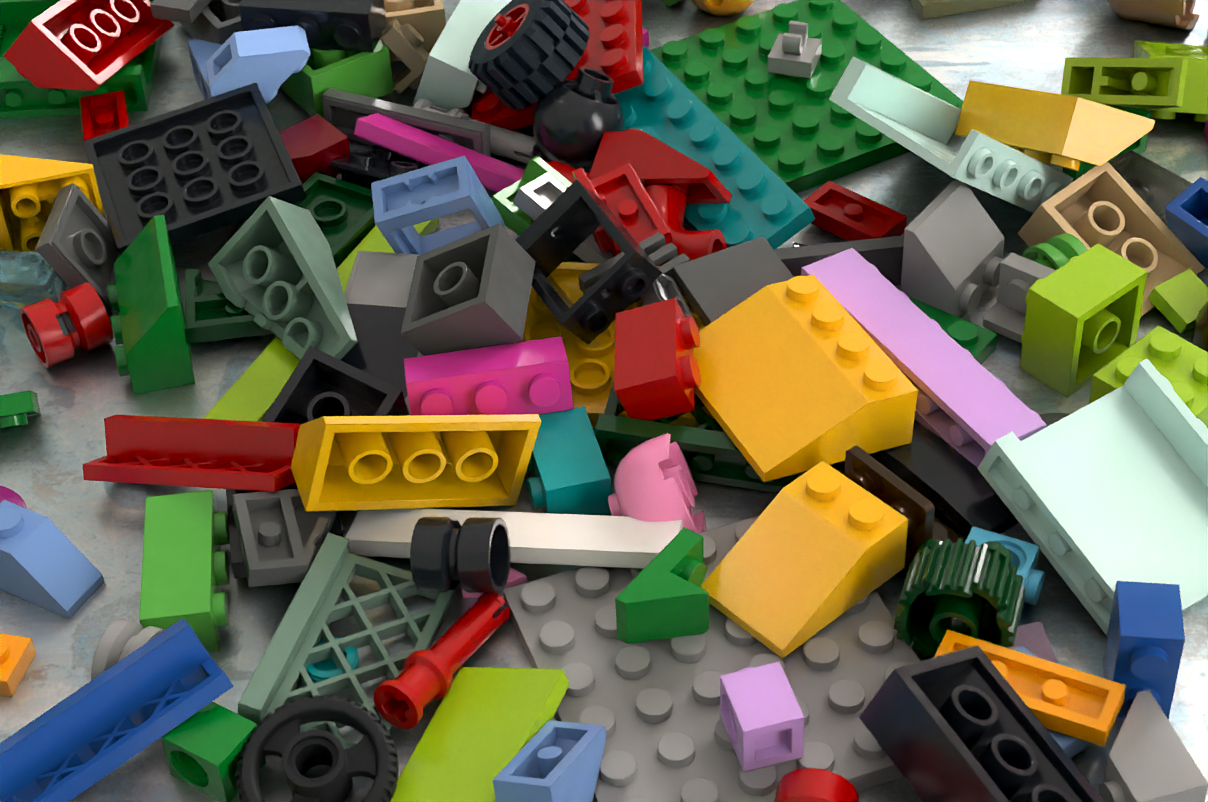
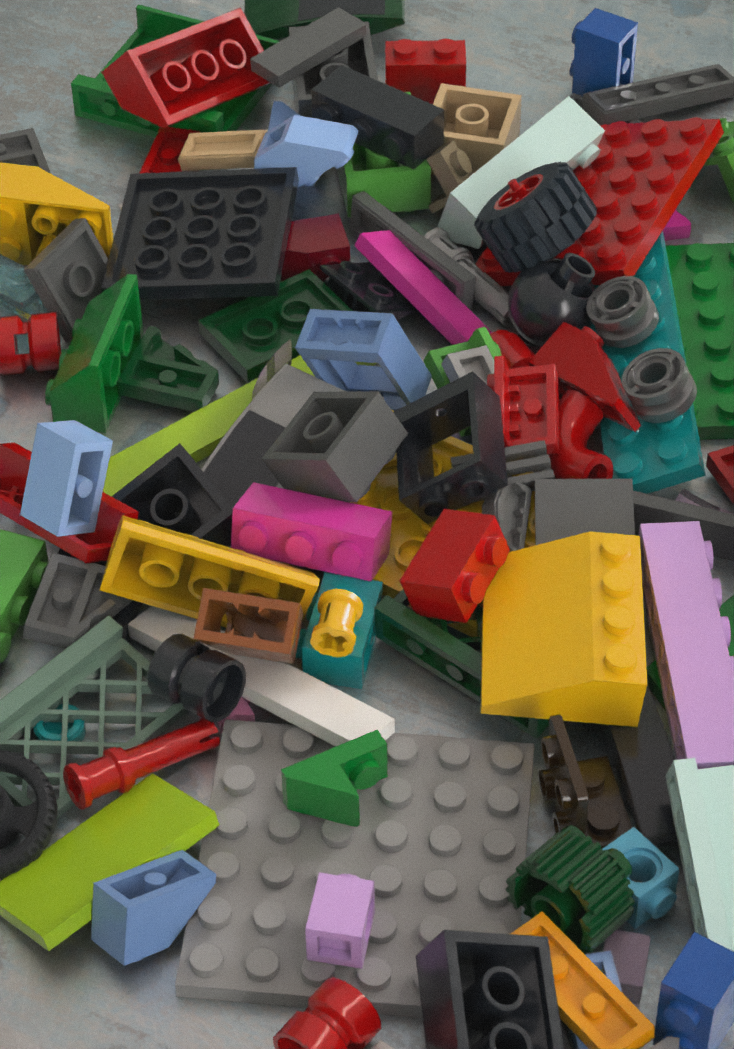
camera: 25 degrees right, 5 degrees up
(164, 94) = (220, 150): none -> tan tile
(213, 414) = (66, 477): none -> light blue brick
(287, 279) = (214, 366): sand green wedge -> none
(345, 257) = (276, 362): none -> sticker
(501, 478) = (254, 627): none -> dark orange torso
(573, 451) = (338, 614): none -> yellow bush
(654, 104) = (622, 311): none -> flat silver wheel
(656, 485) = (400, 683): bright pink cylinder -> none
(735, 150) = (659, 385): none -> flat silver wheel
(808, 559) = (471, 799): yellow slope -> none

